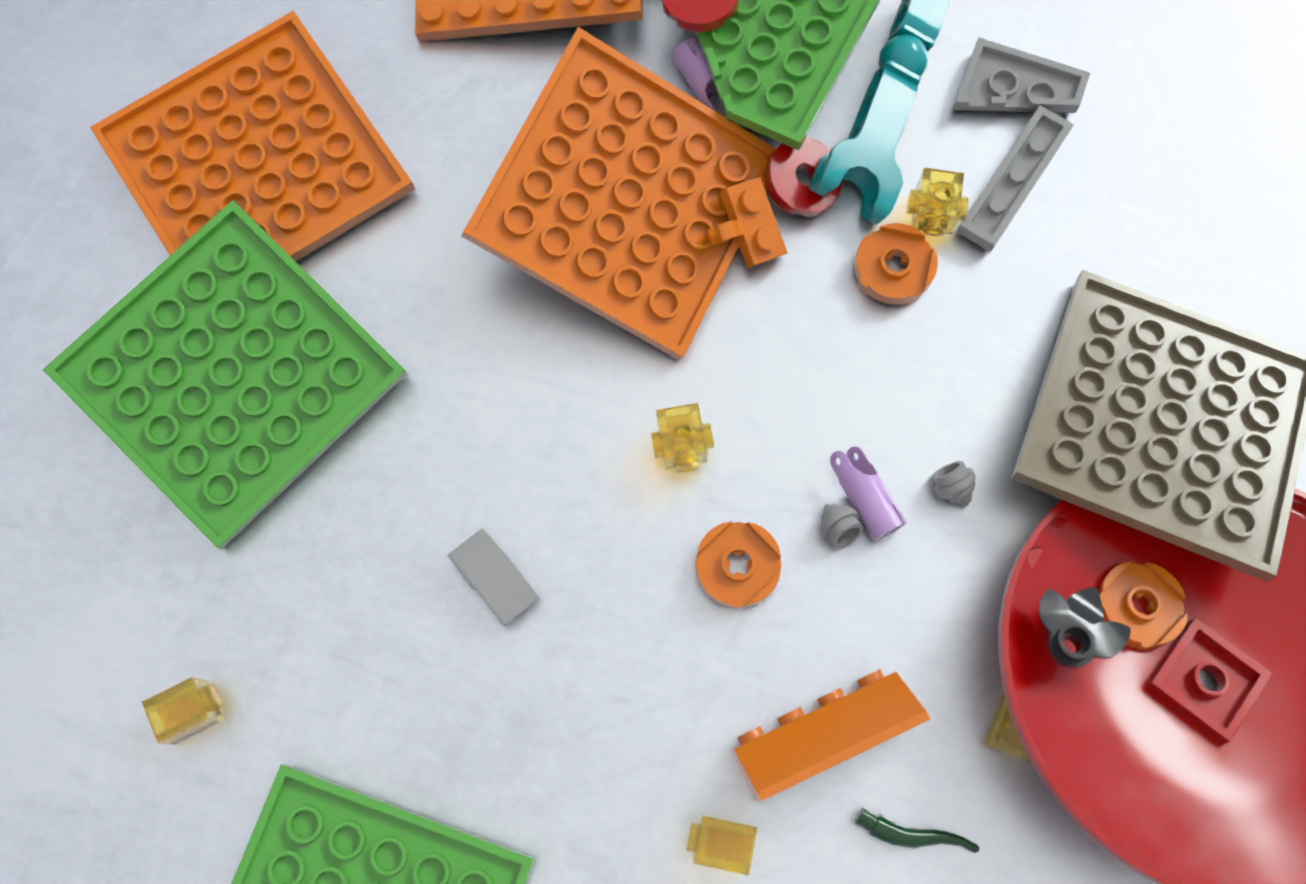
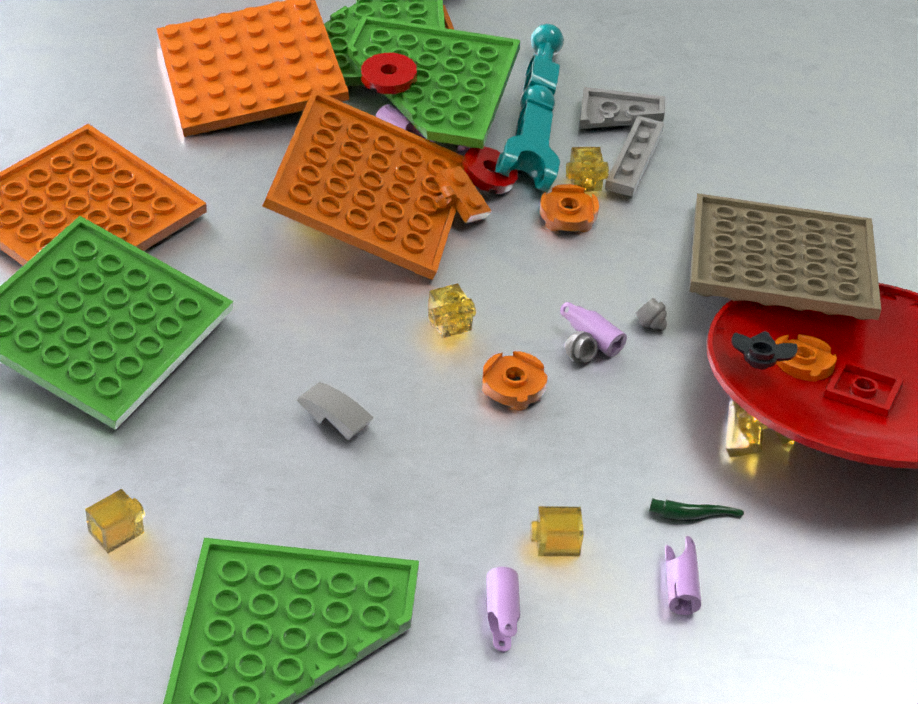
camera: 20 degrees left, 30 degrees down
(828, 734) = (613, 457): orange slope -> none

